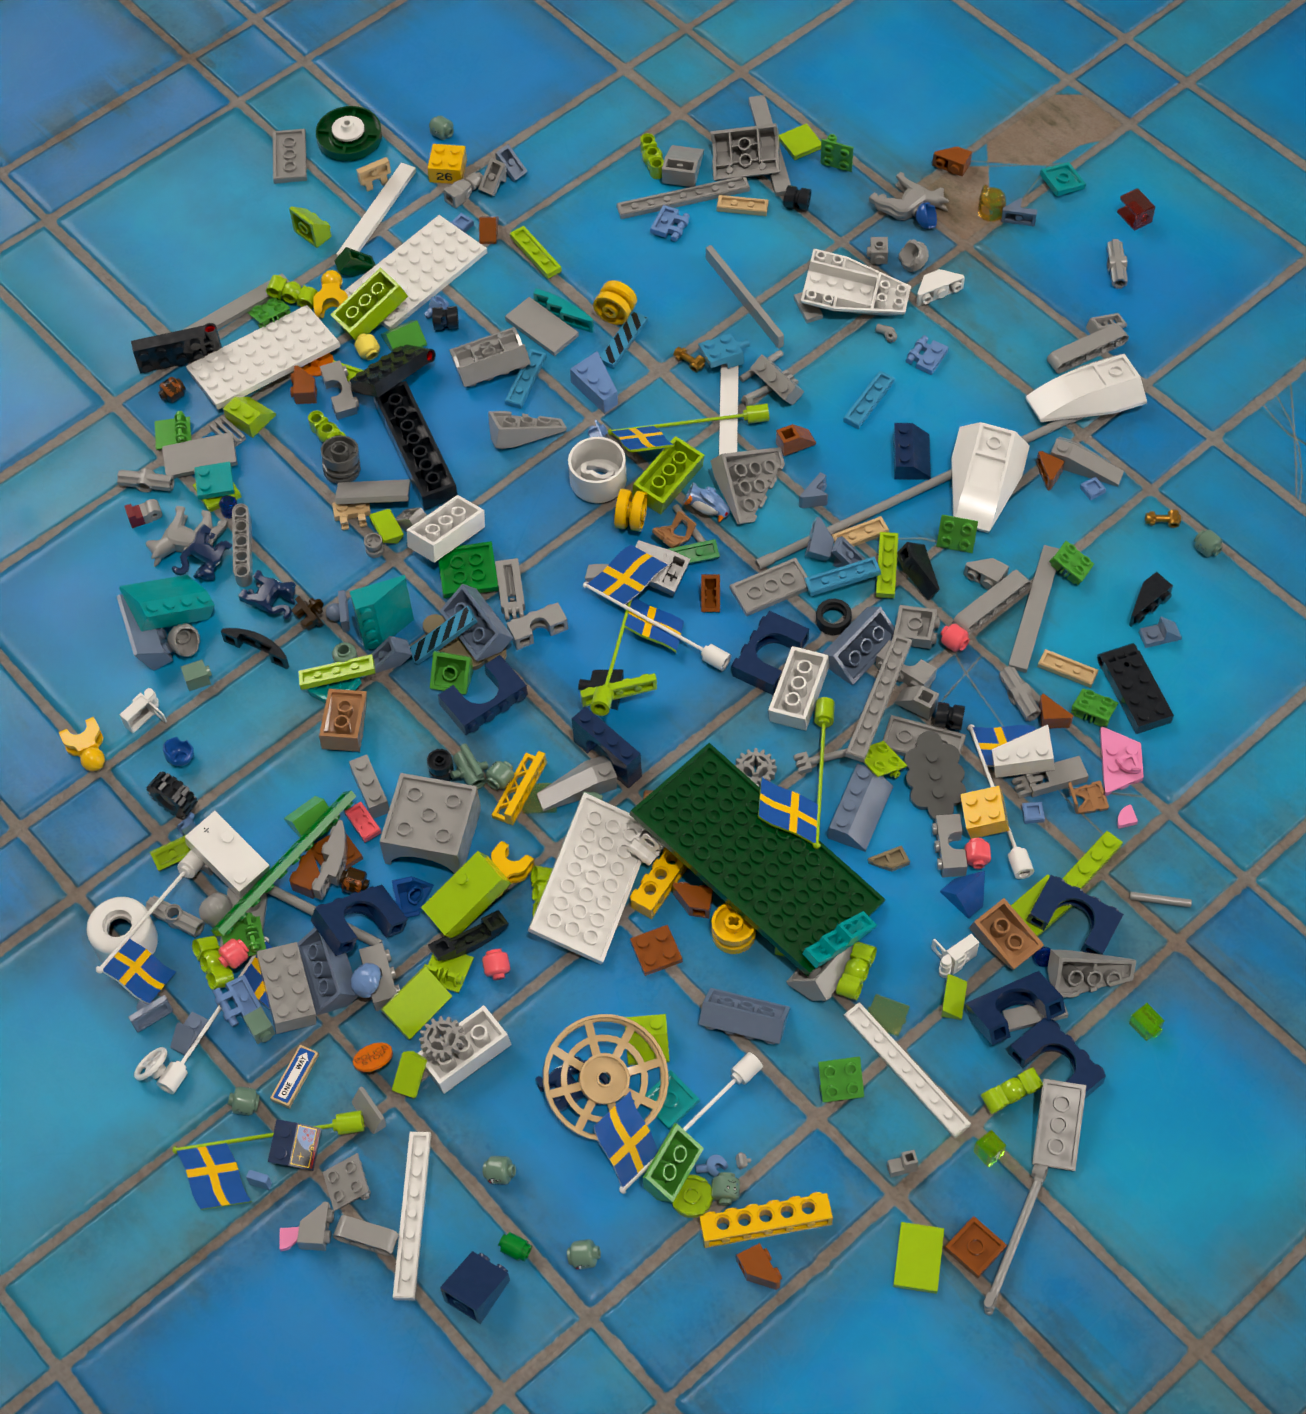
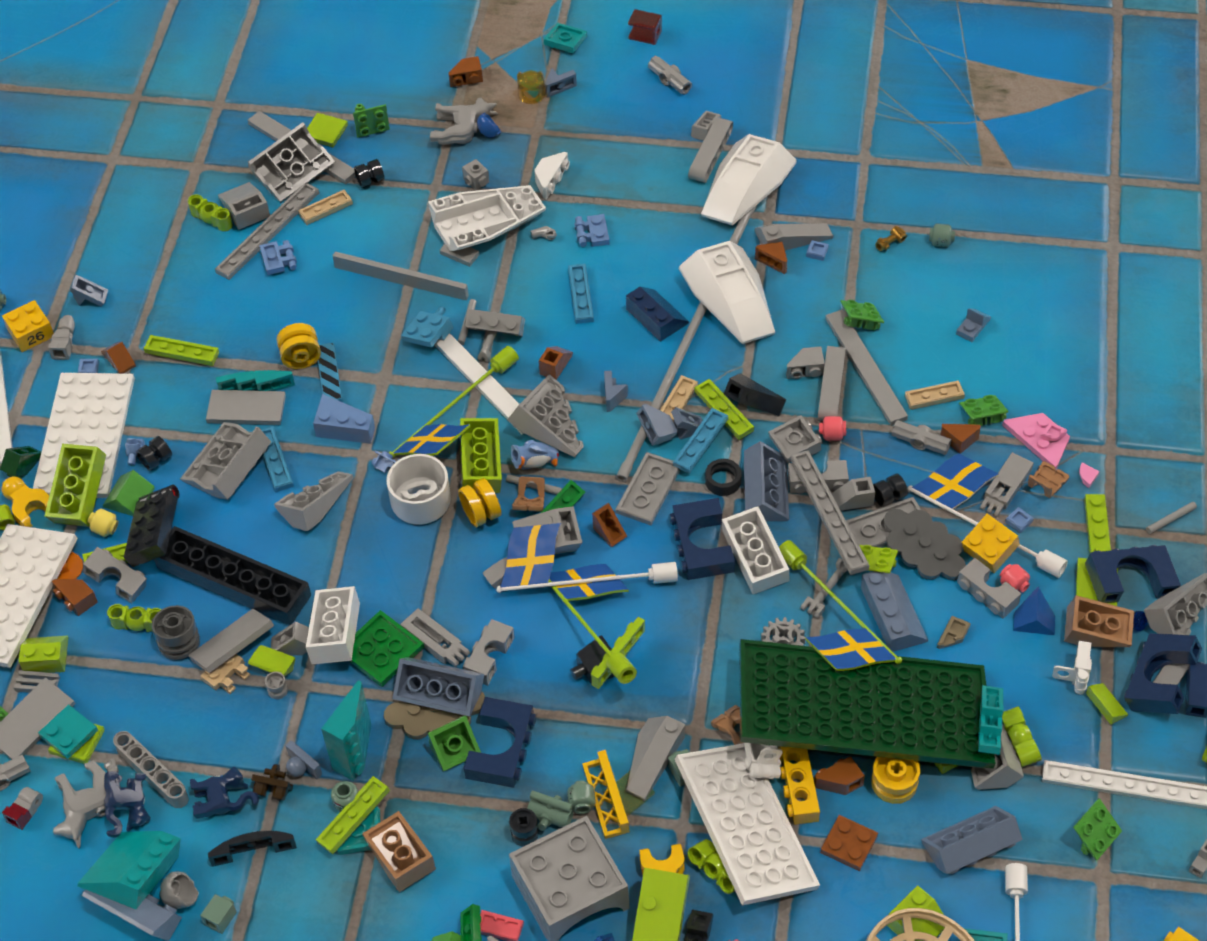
camera: 40 degrees left, 5 degrees down
(225, 504) = (103, 740): clear blue wheel -> none
(369, 786) = (465, 884): light grey arch -> none
(391, 654) = (384, 764): sand blue slope -> none
(443, 635) = (418, 716): dark azure tile -> none
(493, 176) = (83, 311): light grey slope -> none
(592, 731) = (631, 697): dark blue arch -> none
(695, 363) = (412, 353): pearl gold bar -> none
(889, 1014) = (1072, 751): piece -> none
(913, 255) = (508, 161): light grey hair -> none
(957, 533) = (756, 348): bright green hinge -> none
(1024, 754) = (981, 474): white wedge -> none
(1135, 688) = (997, 374): black hinge -> none
(1153, 592) = (939, 302): black slope -> none

